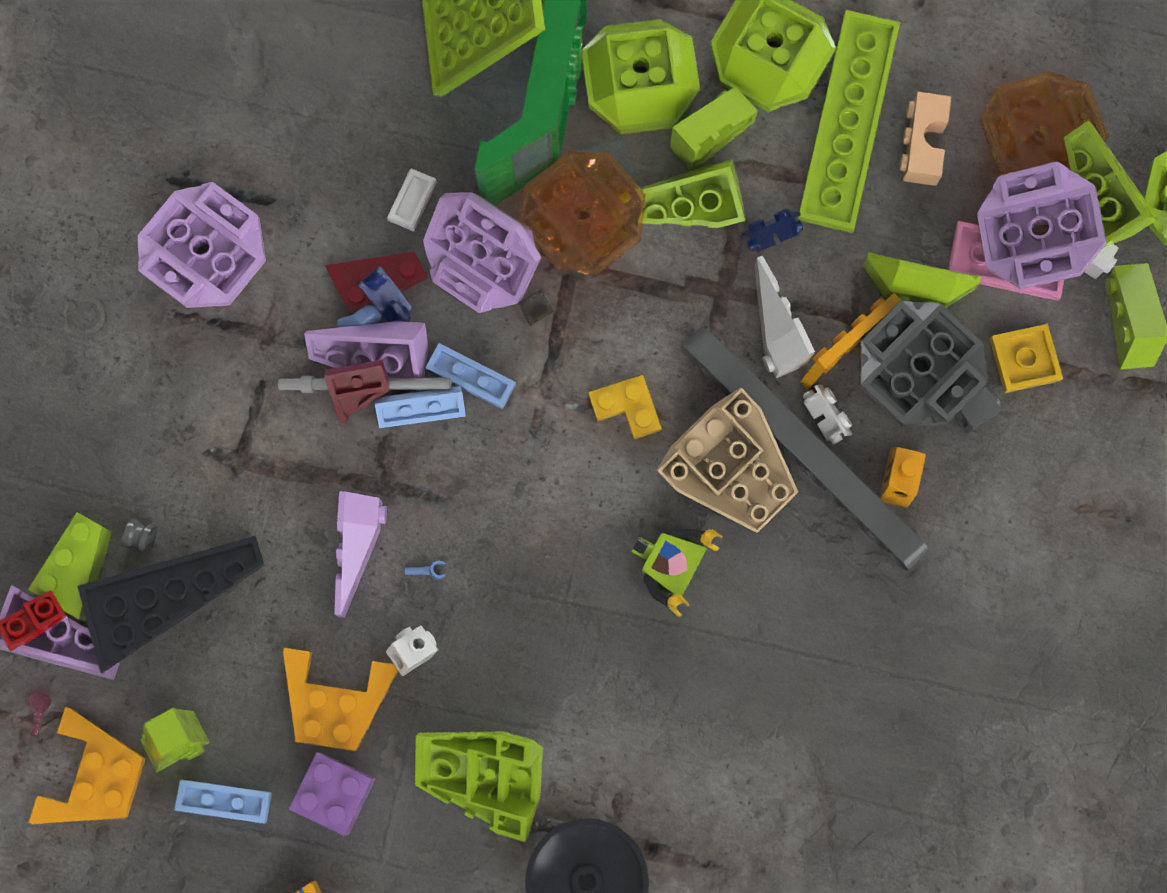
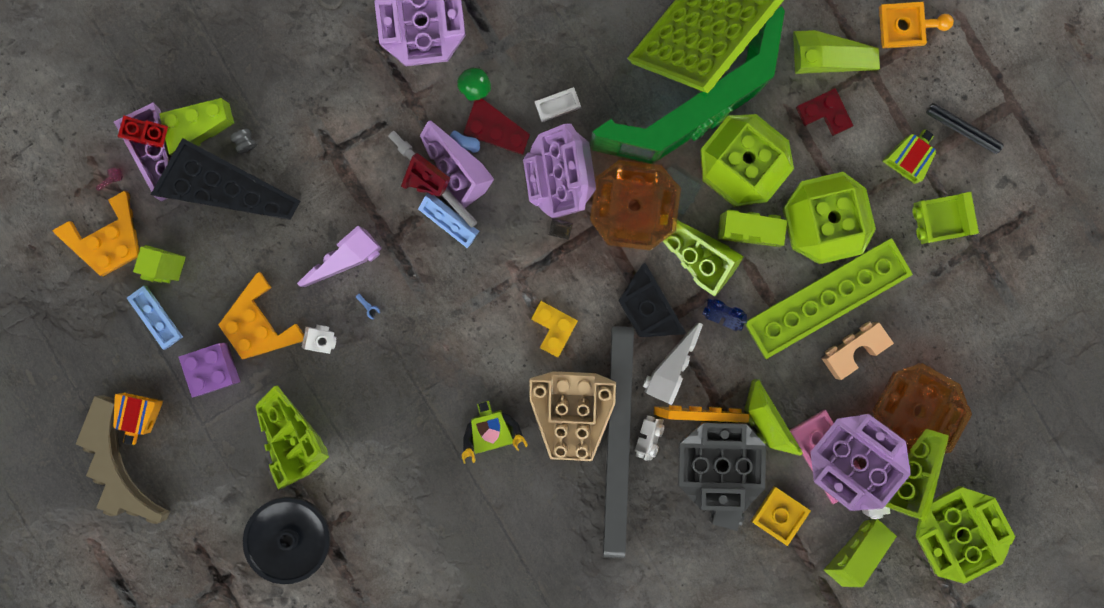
camera: 50 degrees right, 10 degrees up
(312, 257) = (474, 83): none -> green hair
(386, 296) = (489, 145): clear blue hinge -> none
(471, 376) = (490, 230): light blue plate -> none
(695, 295) = (648, 307): none -> black wing
(902, 475) = (652, 508): light orange torso -> none

